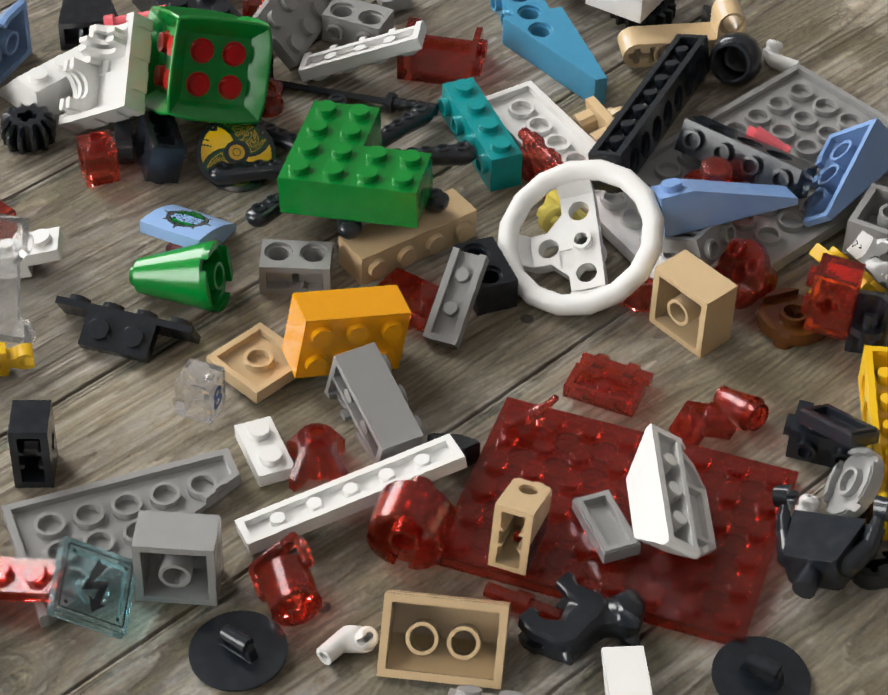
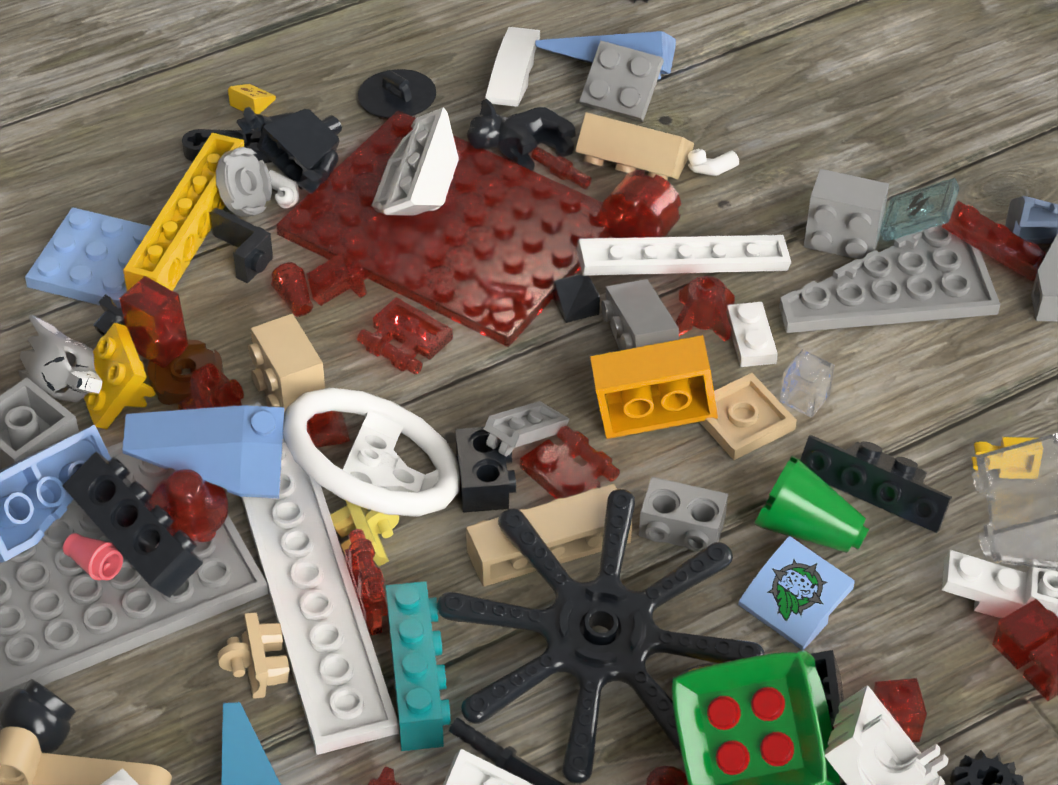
camera: 165 degrees left, 5 degrees up
(32, 443) = (973, 336): black brick -> none
(238, 651) = (794, 174): black shield -> none
(287, 581) = (756, 198): clear red piece -> none
(346, 174) = (623, 534): green brick -> none
(520, 508) = (550, 175): tan torso -> none
(606, 526) = (473, 191): light grey tile -> none
(653, 106) = (195, 627): black brick -> none
(838, 425) = (233, 207): black tile -> none

